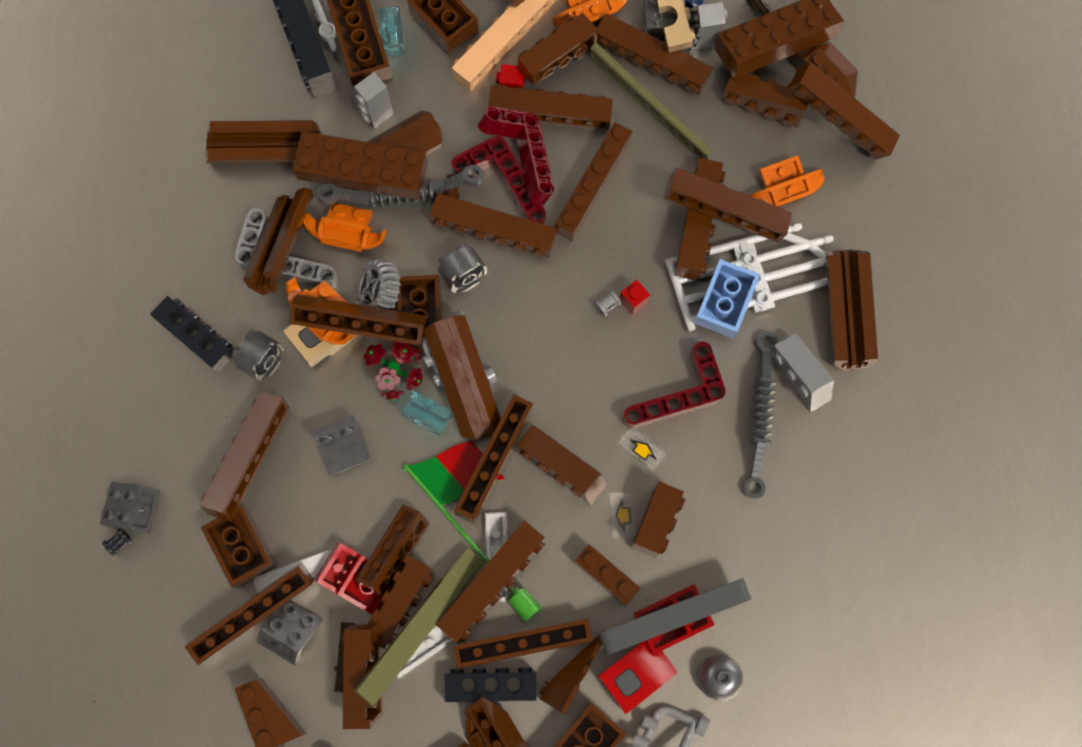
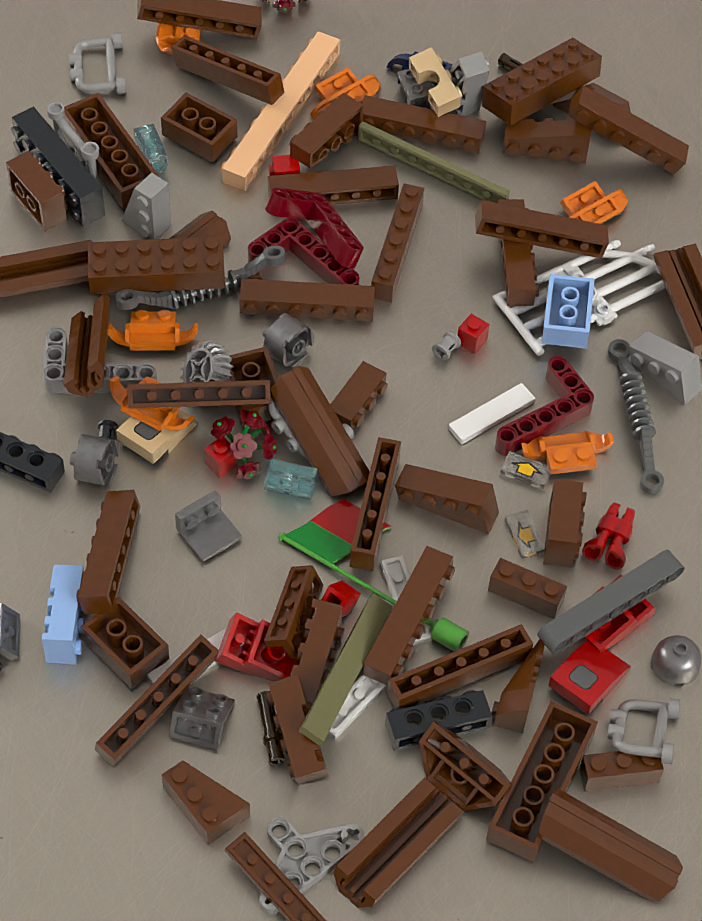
camera: 15 degrees left, 20 degrees down
(189, 516) = (64, 618): none -> light blue wedge
(276, 329) = (105, 430): none -> black bush
(277, 55) = (37, 190): none -> reddish brown brick
(368, 375) = (220, 457): none -> red brick
(436, 548) = (342, 594): none -> red brick
(510, 340) = (359, 394): none -> reddish brown brick
(629, 382) = (491, 413): none -> white tile
(686, 440) = (568, 451): none -> orange plate
(705, 533) = (611, 528): none -> red piece

